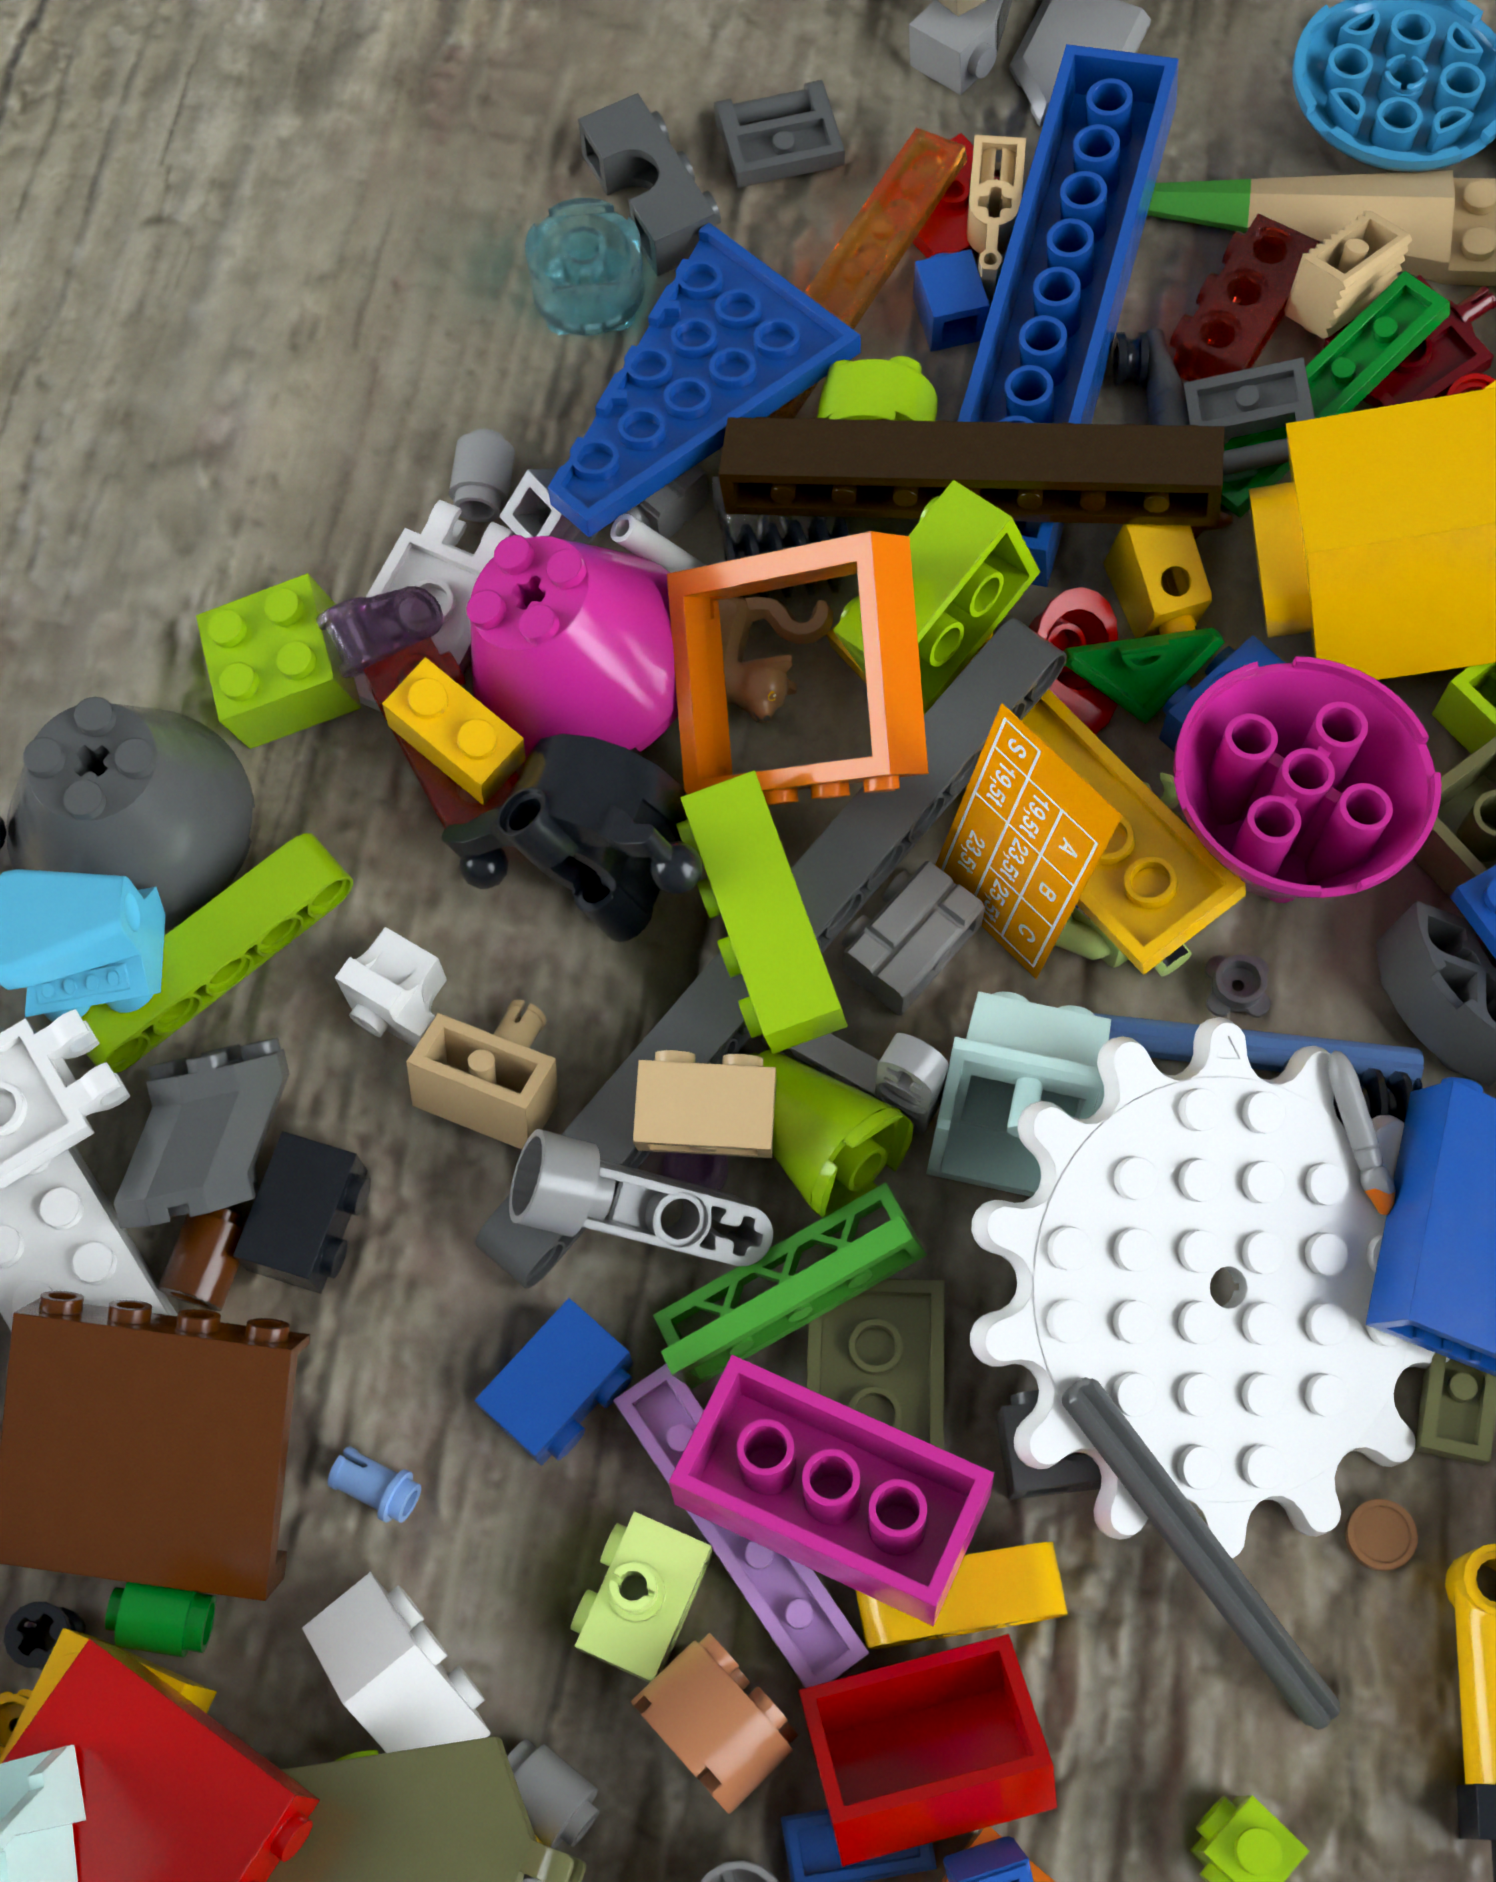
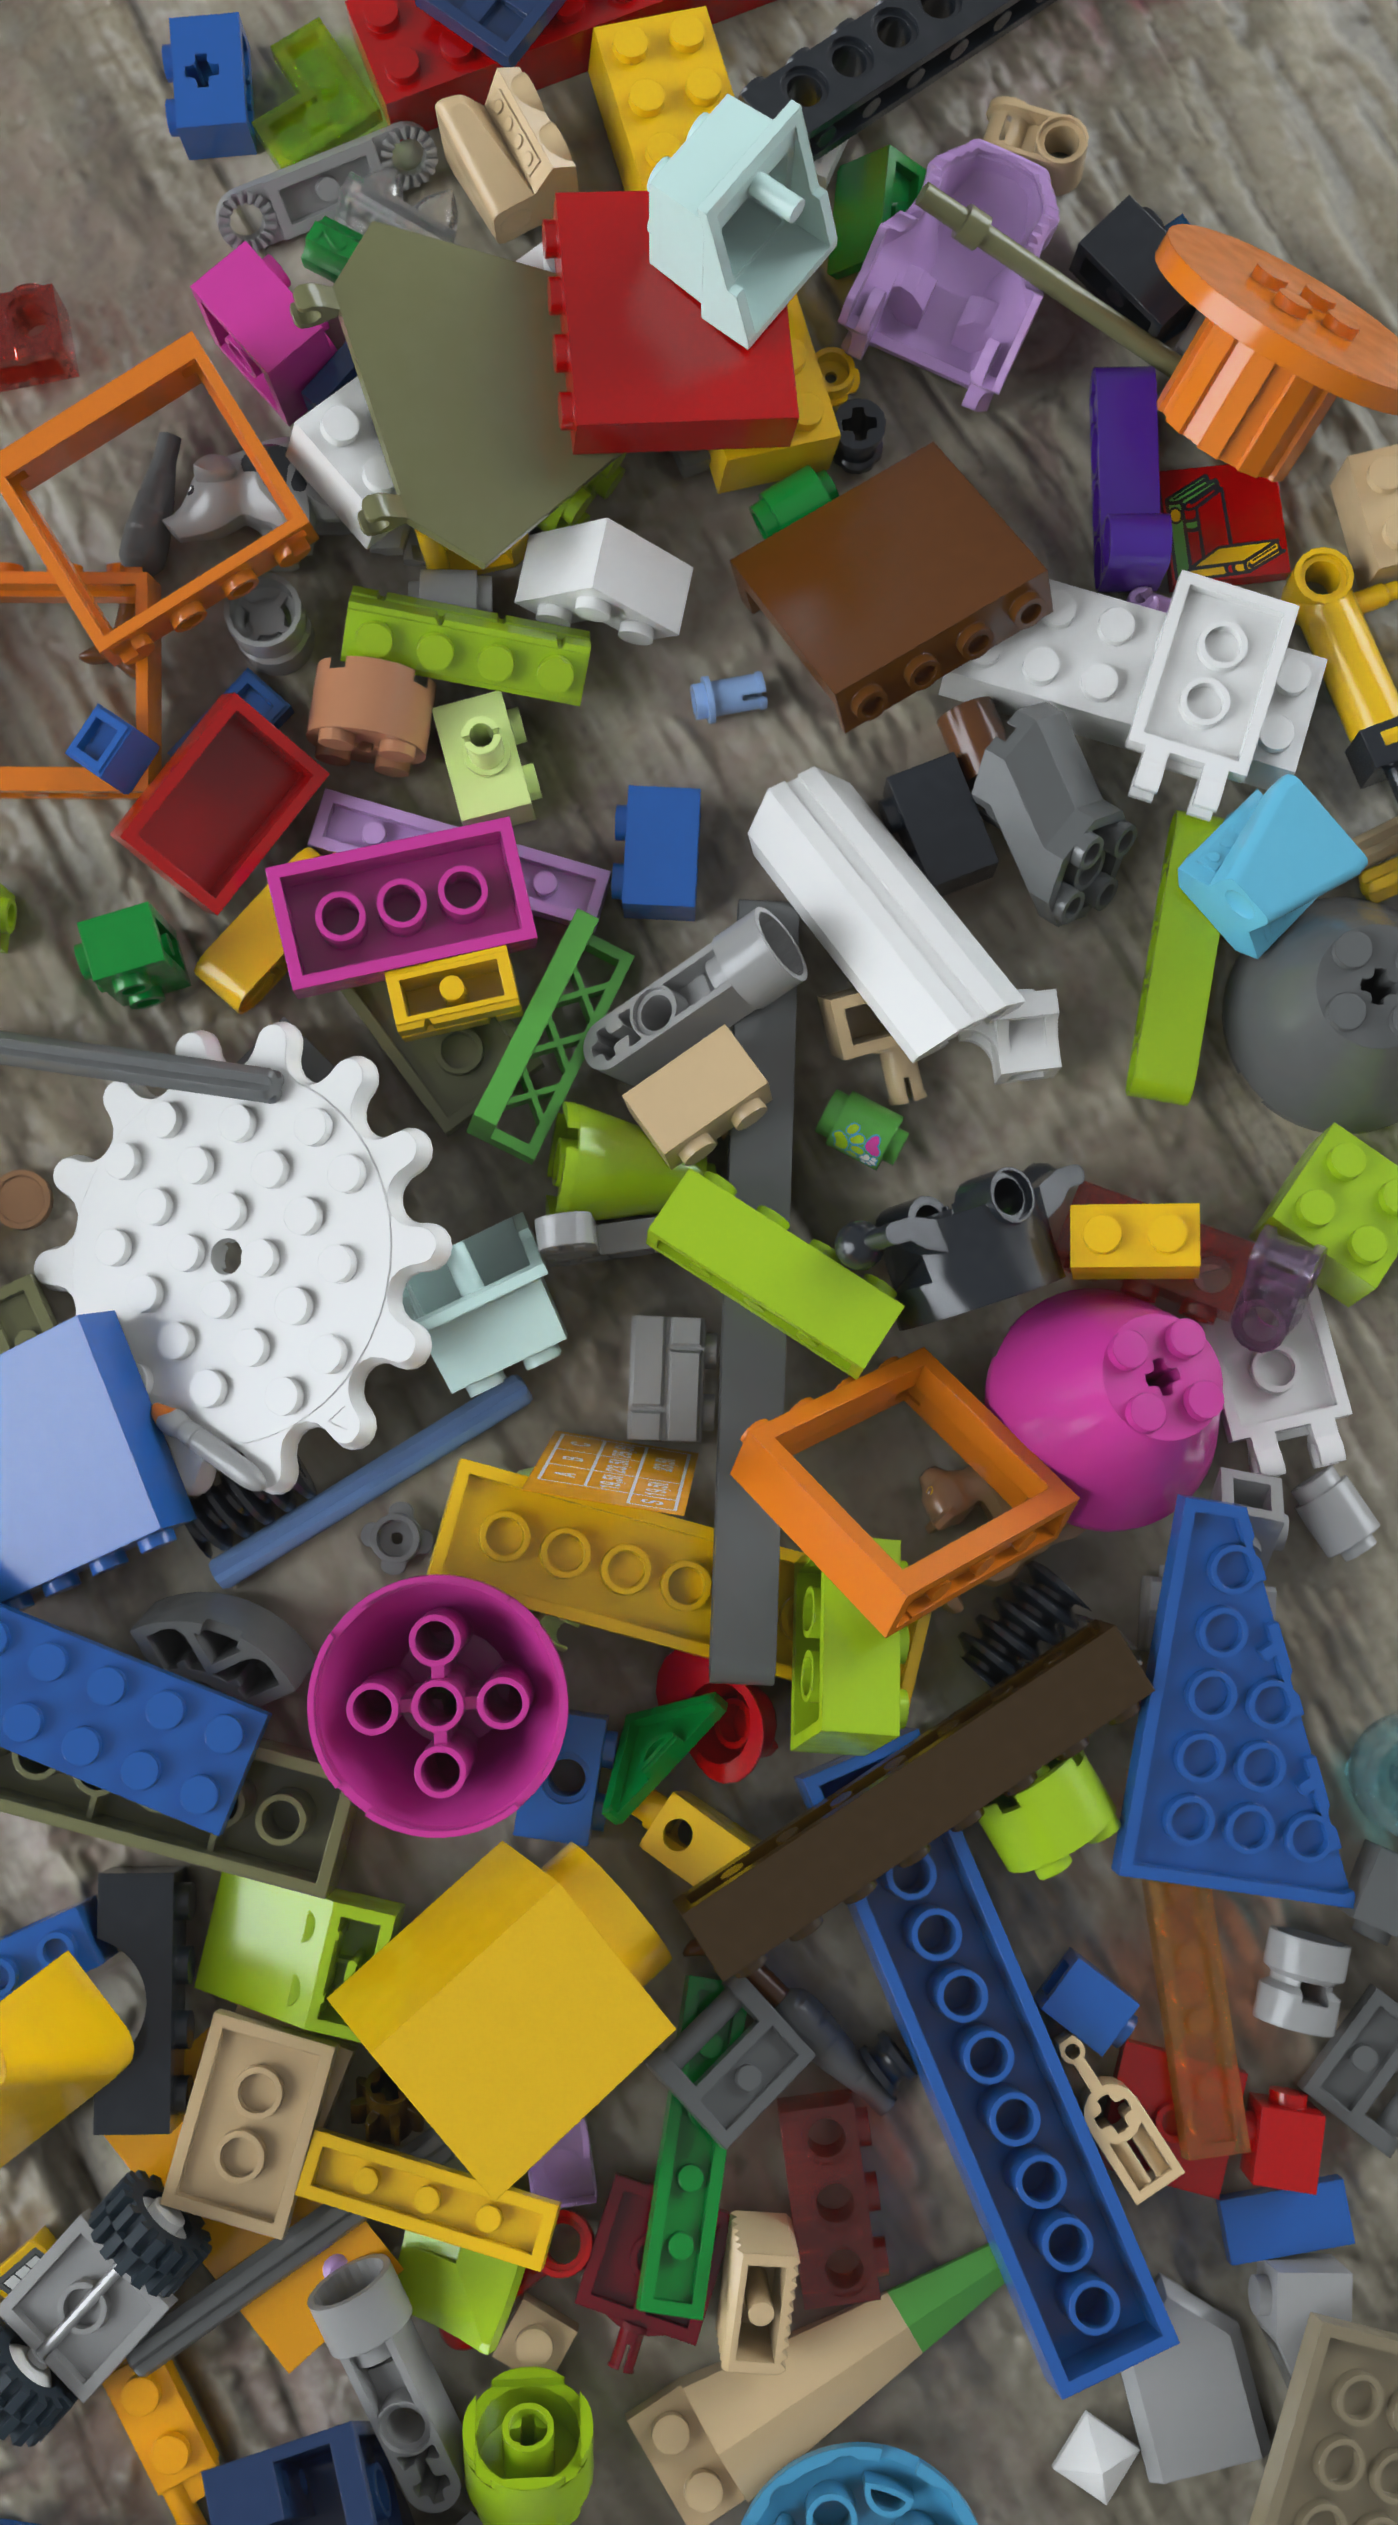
camera: 145 degrees right, 15 degrees up
(422, 1153) = (877, 913): none -> white piece
(573, 1719) = (468, 645): none -> lime brick
(586, 1014) = (862, 1129): none -> bright green brick
(651, 545) = (1122, 1545): white piece -> none
(790, 206) = (1301, 1981): none -> light grey wheel
(846, 1367) = (453, 993): none -> yellow brick
(881, 128) = (1283, 2140): none -> red brick
(924, 96) = (1283, 2223): none -> blue tile
(1121, 1661) = (132, 956): none -> green brick
(1182, 45) = (1095, 2457): none -> white slope

